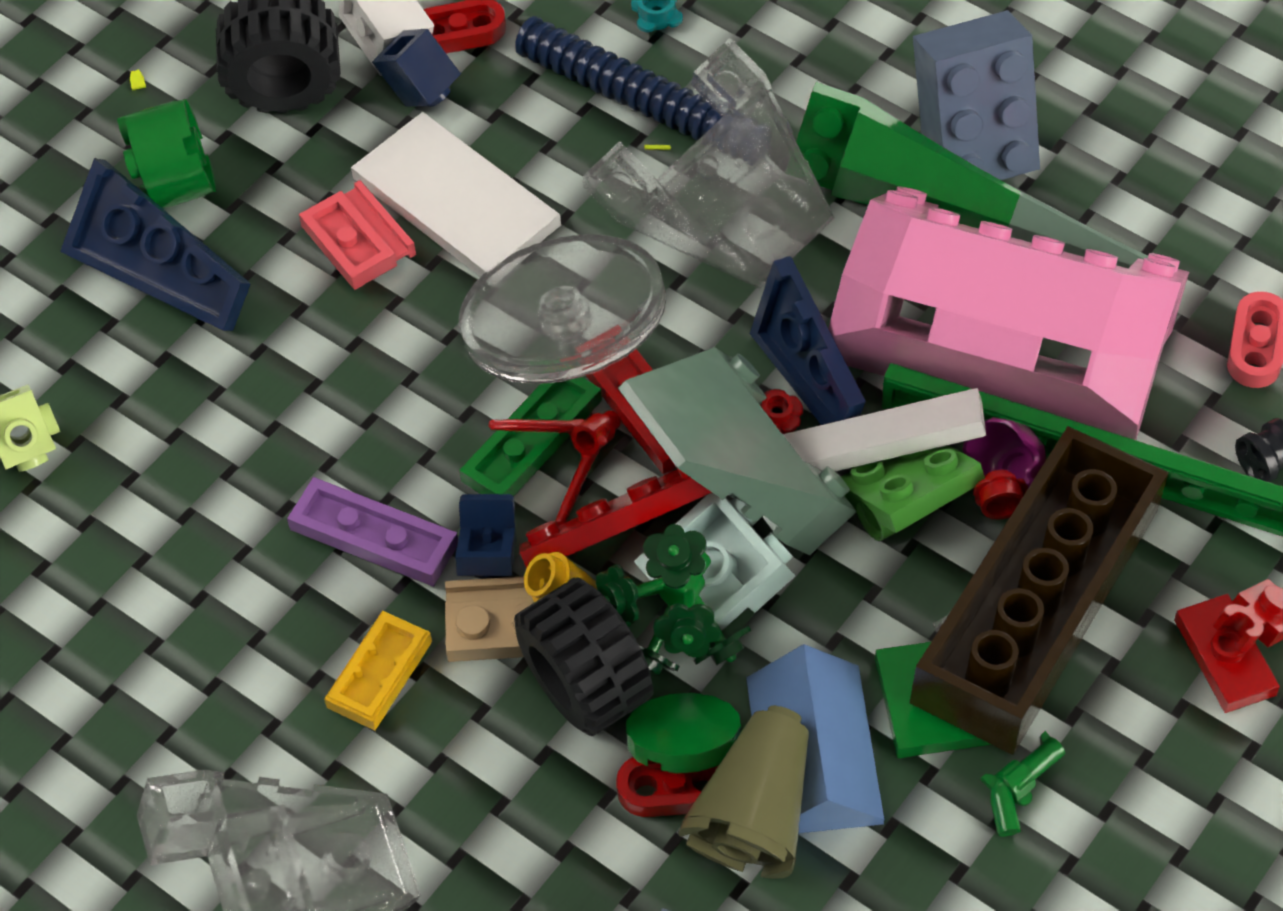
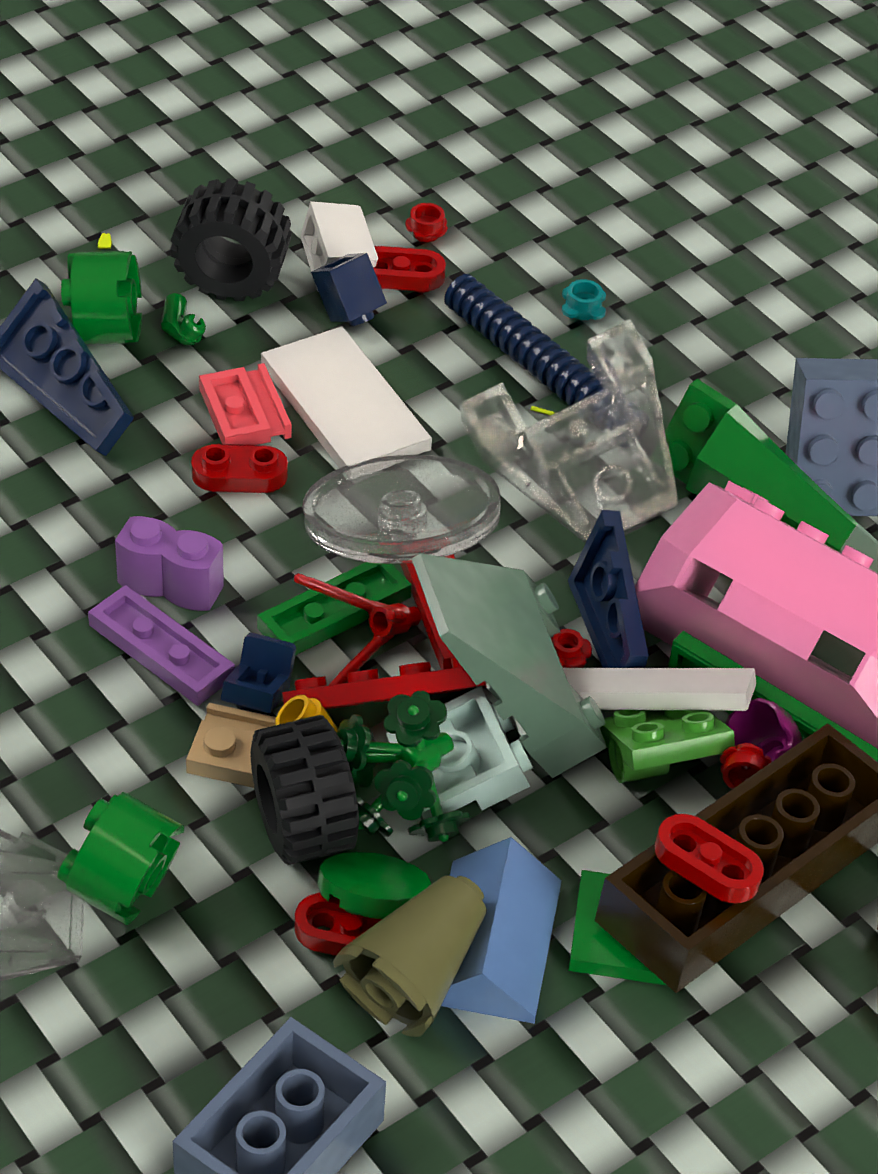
camera: 10 degrees right, 10 degrees down
(251, 159) = (177, 324): none -> green arm
(345, 439) = (170, 563): none -> medium lavender brick
(376, 305) = (239, 468): none -> red plate
(378, 670) = (119, 758): yellow plate -> none
(430, 785) = (121, 856): none -> green brick
(1011, 616) = (710, 859): none -> red plate
(1016, 781) = (674, 1019): green piece -> none

